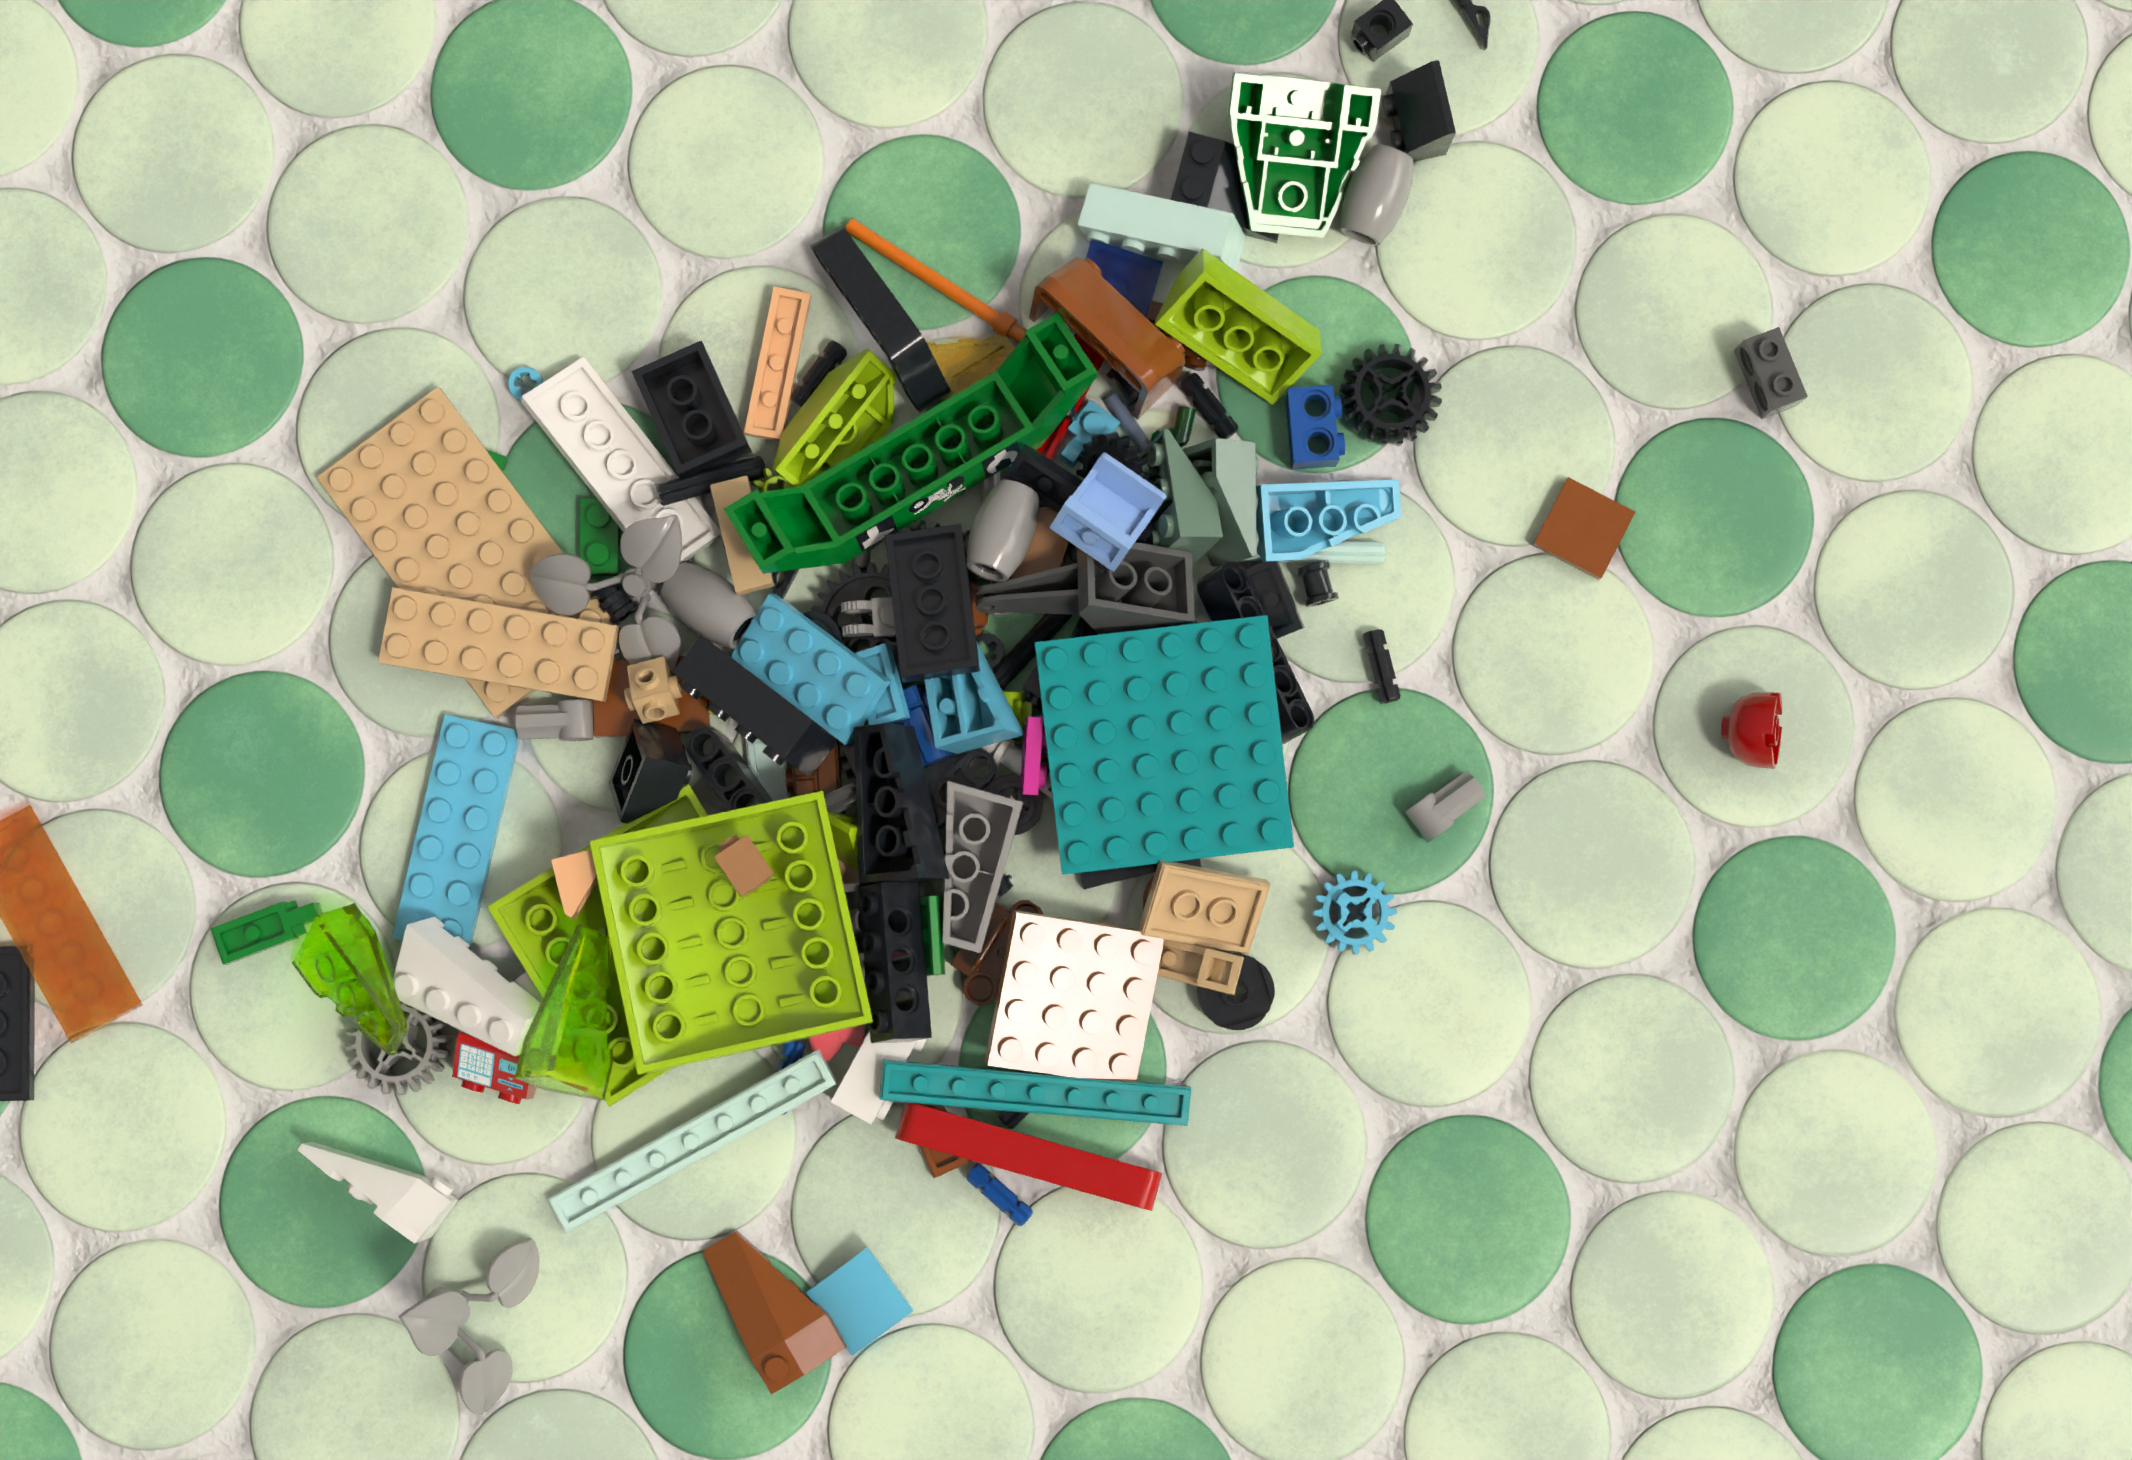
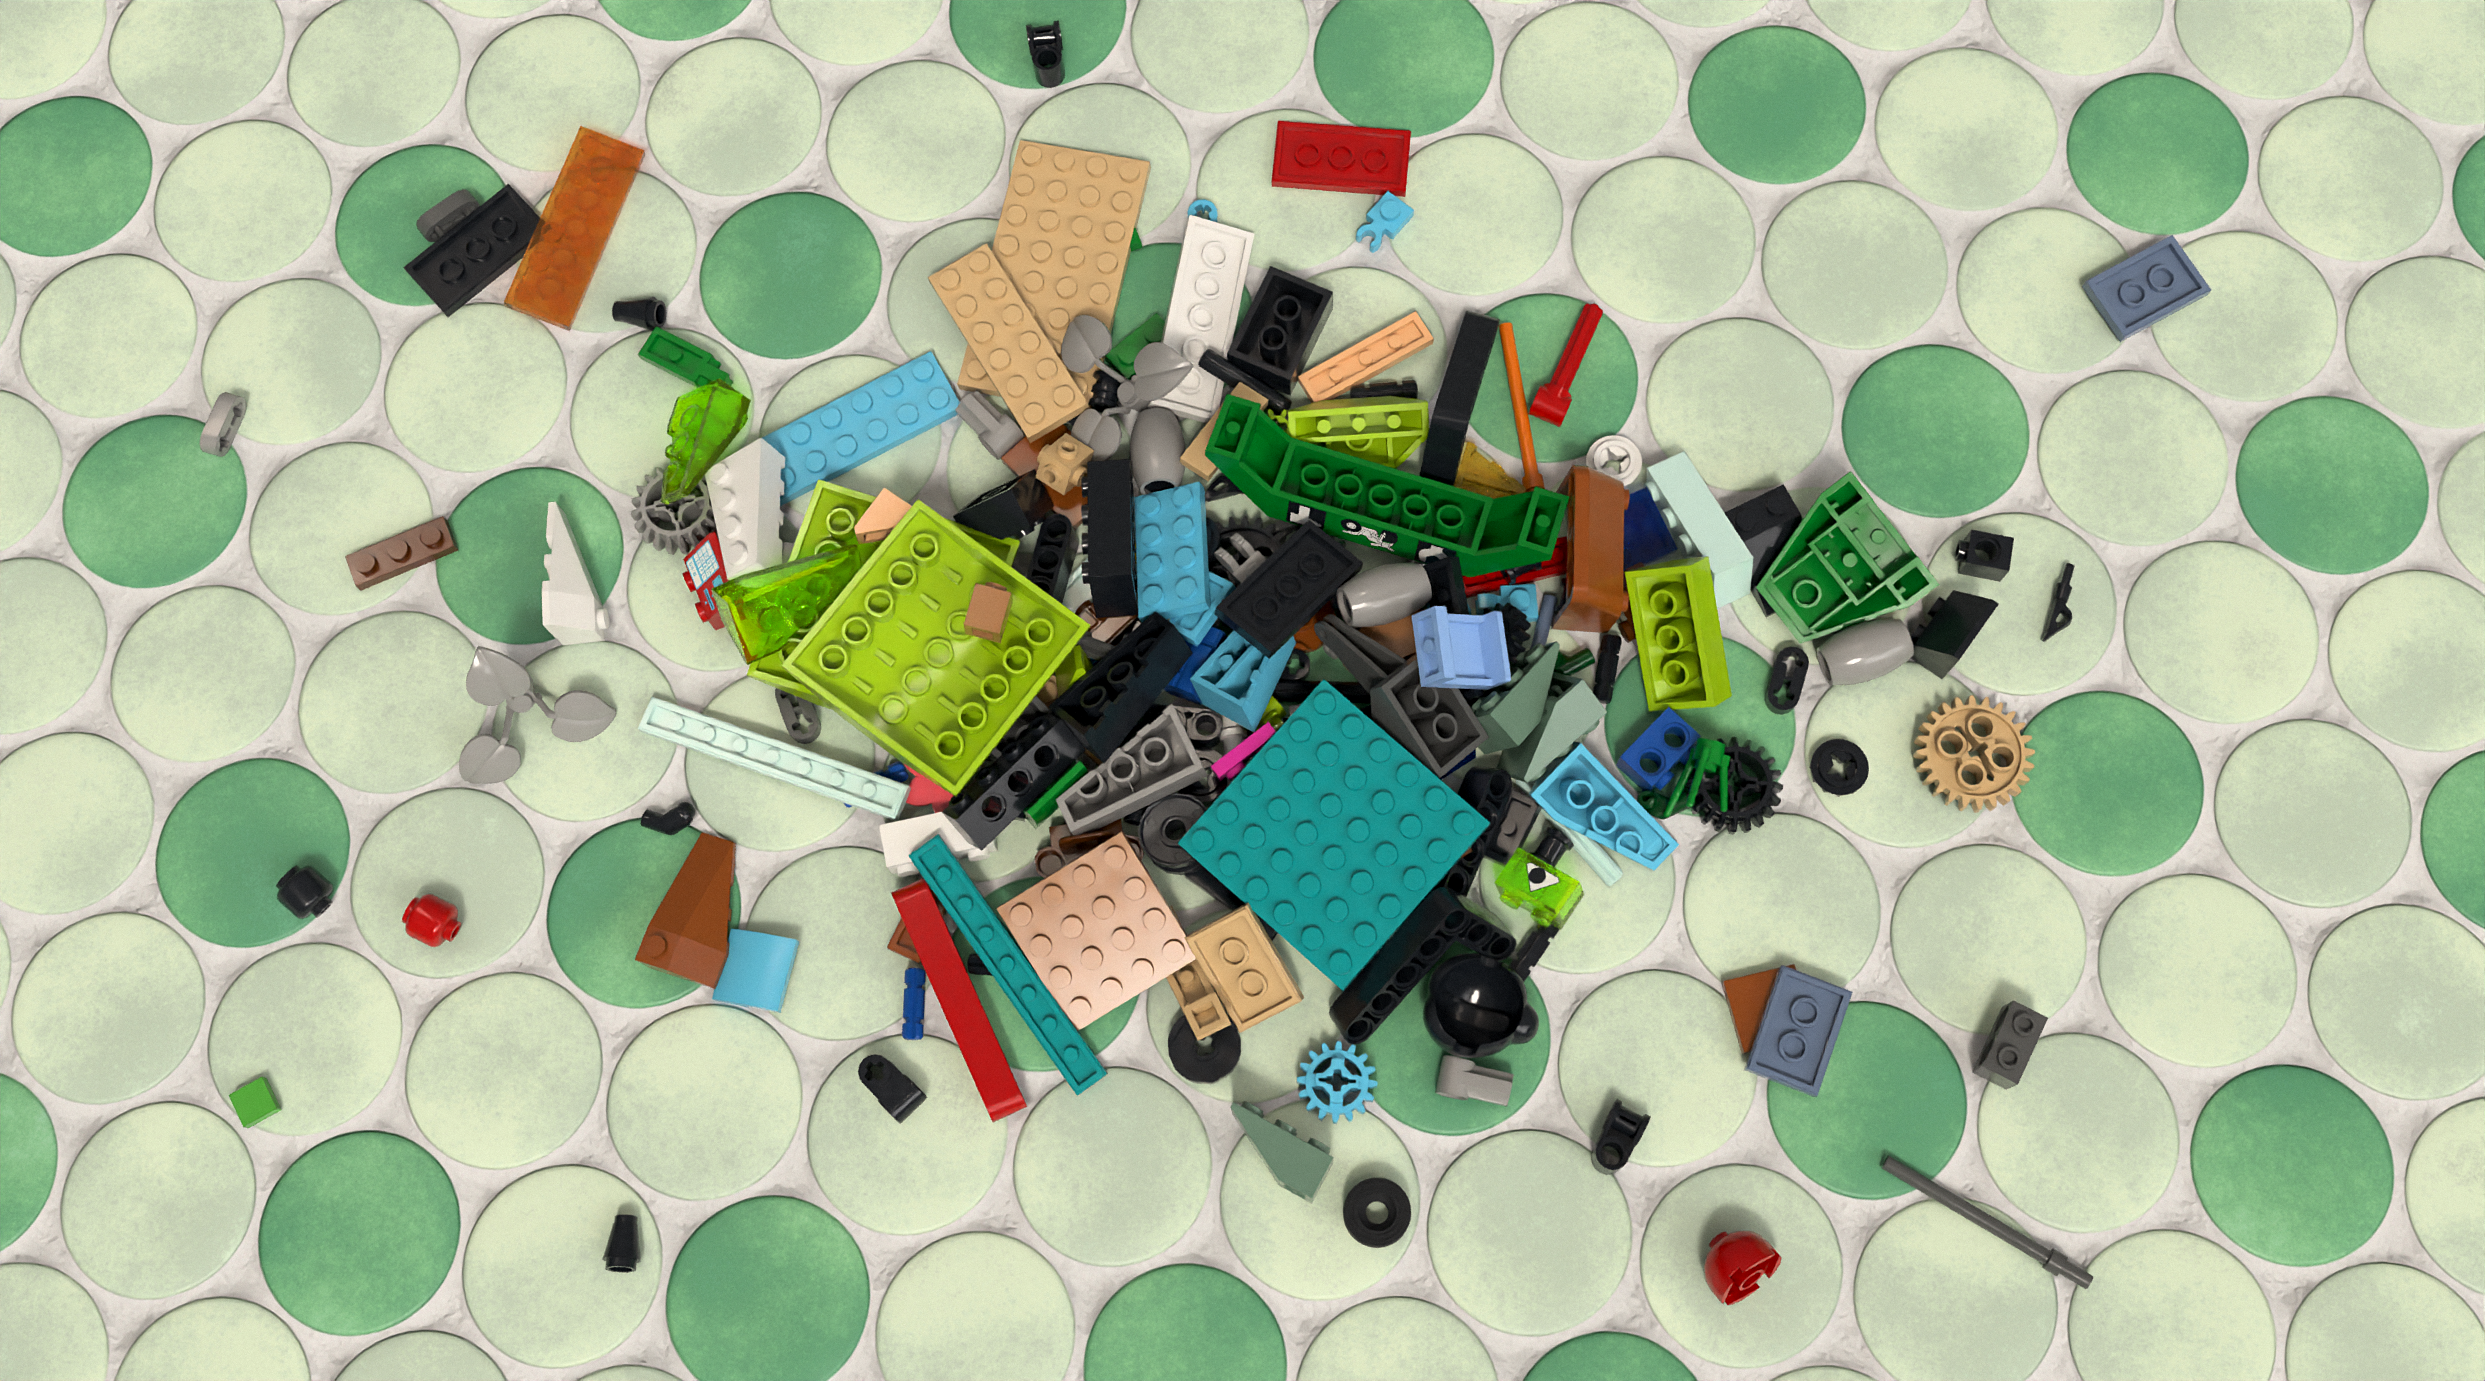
camera: 55 degrees right, 10 degrees down
(186, 929) = (640, 312): none -> black cone
(225, 1310) = (401, 553): none -> reddish brown plate
(250, 382) = (1046, 49): none -> black piece
(578, 225) = (1341, 158): none -> red tile
(666, 235) = (1386, 218): none -> medium azure plate
(671, 1099) = (791, 720): none -> dark grey beam
(672, 1269) = (672, 821): none -> black arm
(949, 245) = (1553, 398): none -> red axle
(1025, 873) = (1159, 824): none -> black wheel
(1035, 230) = (1618, 448): none -> white gear
(1062, 1269) = (895, 1091): none -> black piece
(1311, 768) = (1411, 953): none -> black beam
(1341, 621) = (1538, 889): none -> clear neon green brick
(1350, 271) = (1794, 683): none -> black beam
(1357, 396) = (1704, 758): none -> green plant
(1357, 464) = (1656, 803): none -> dark green arm
(1391, 1002) = (1291, 1161): none -> sand green slope
(1395, 752) = (1477, 1007): none -> black piece
(1462, 292) = (1843, 752): none -> black gear
(1502, 969) = (1381, 1191): none -> black tyre
(1532, 155) = (1946, 769): none -> tan gear
(1583, 730) = (1622, 1132): none -> black piece
(1622, 522) = (1798, 1031): none -> sand blue tile
(1948, 492) = (2052, 1260): none -> dark grey bar

